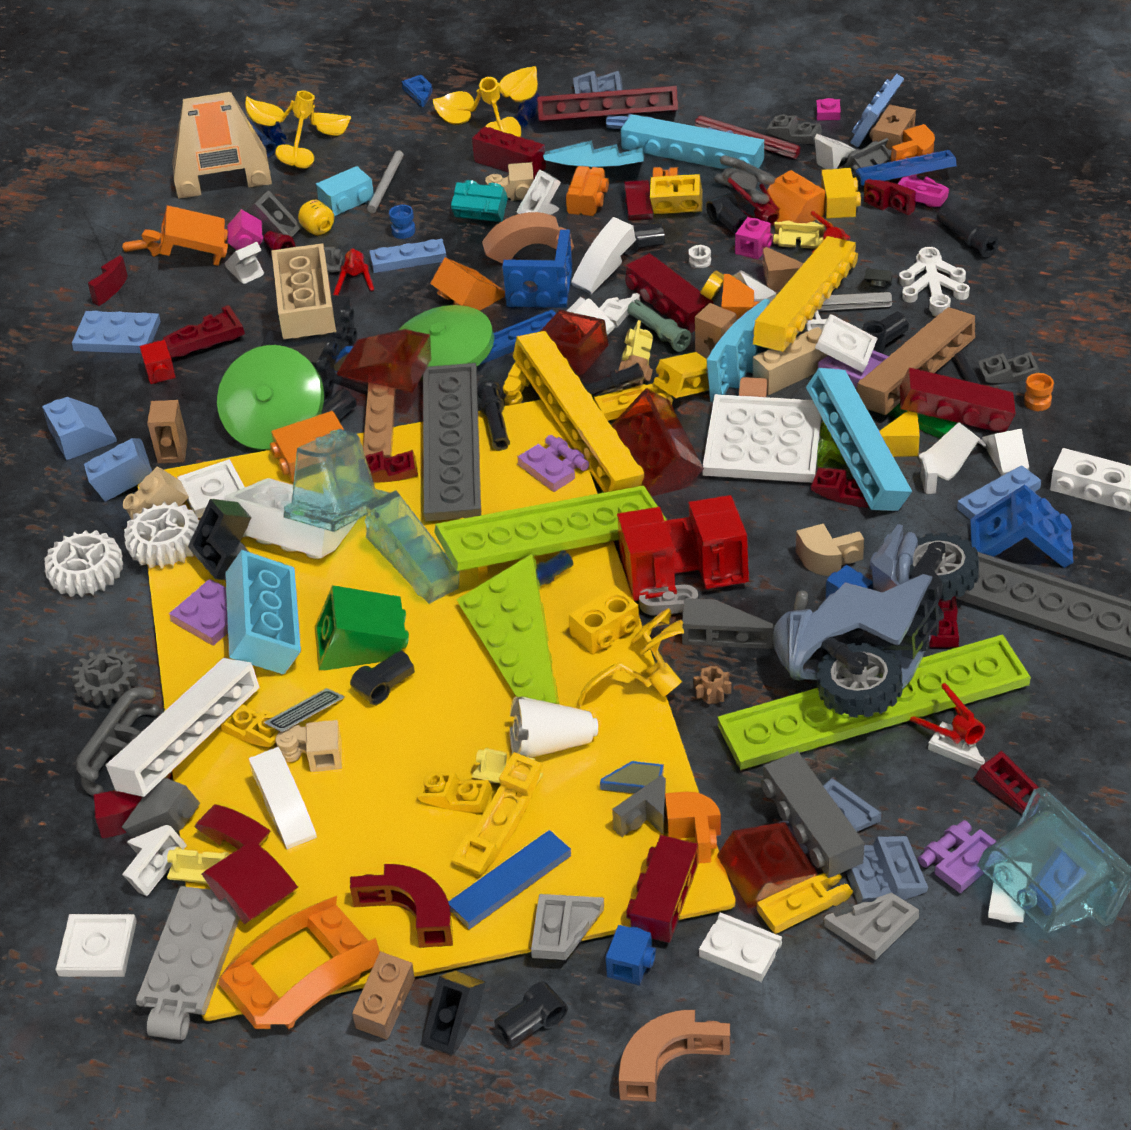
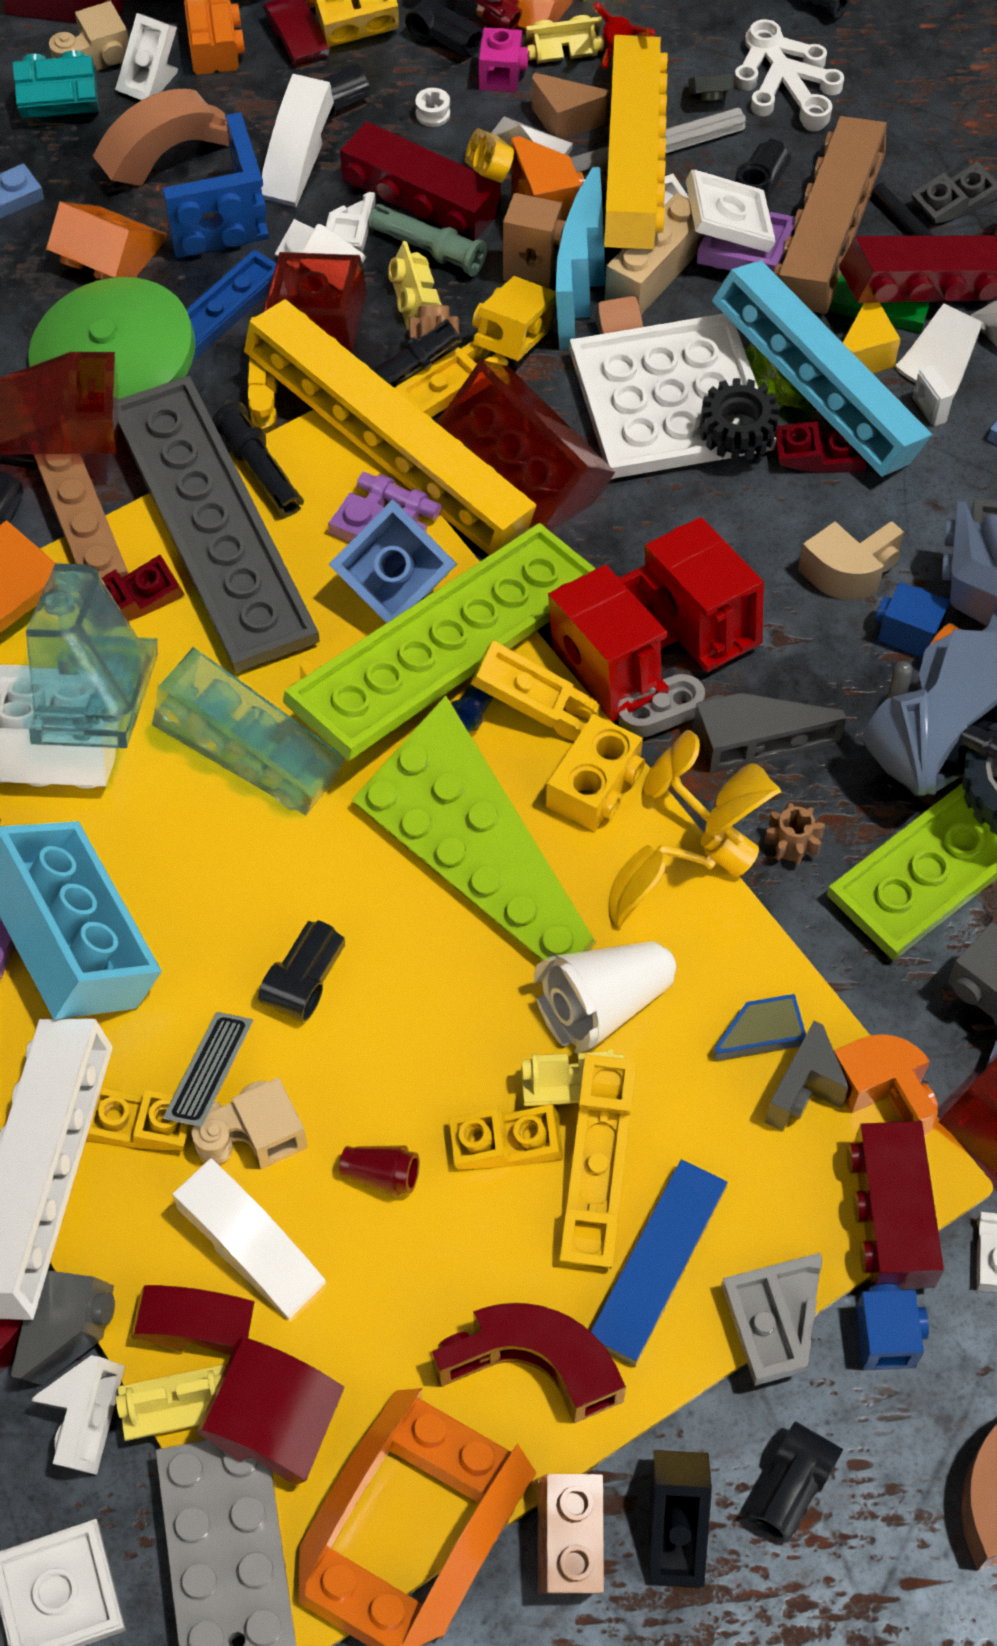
camera: 25 degrees left, 15 degrees up
(359, 628) = (228, 899): green slope -> none
(377, 786) = (381, 1167): none -> dark red cone
(537, 477) = (392, 562): none -> medium blue slope
(586, 564) = (533, 690): none -> yellow hinge
(792, 467) = (739, 400): none -> black tyre

